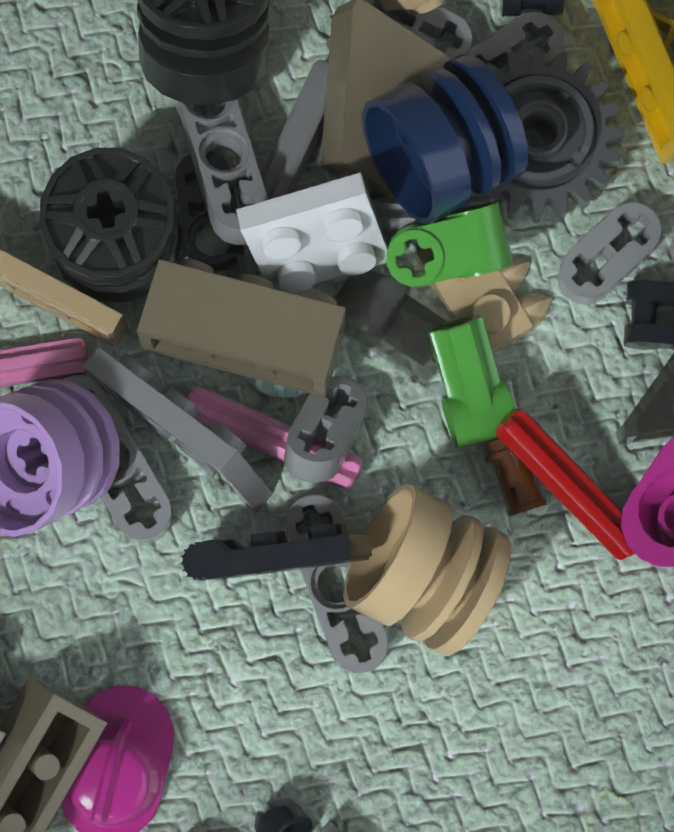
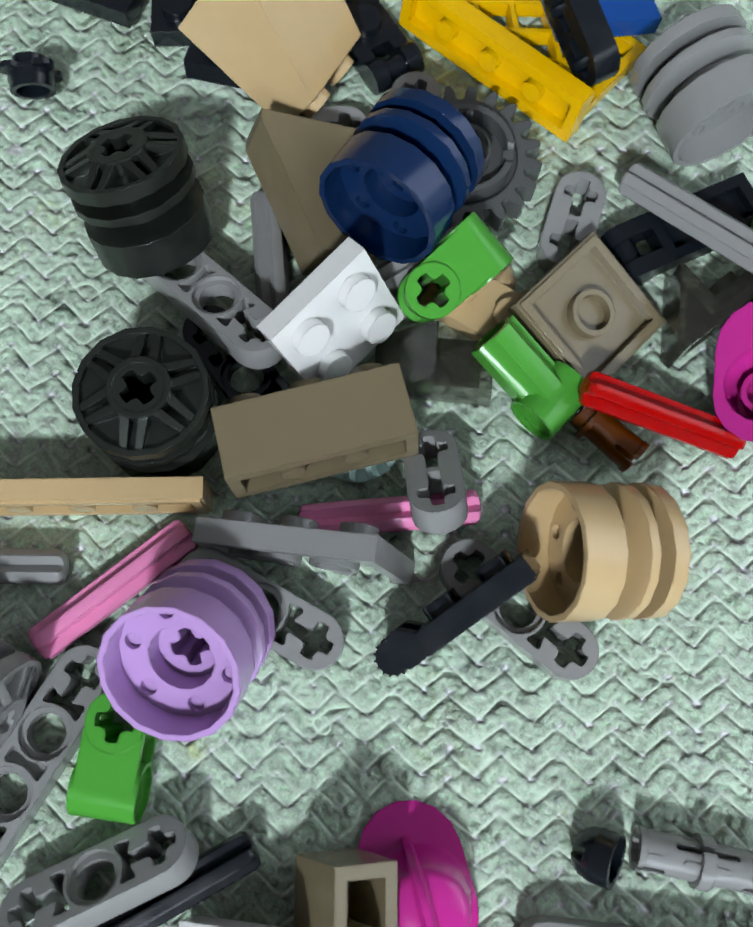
camera: 30 degrees left, 5 degrees down
(564, 350) = (588, 310): none -> dark tan plate

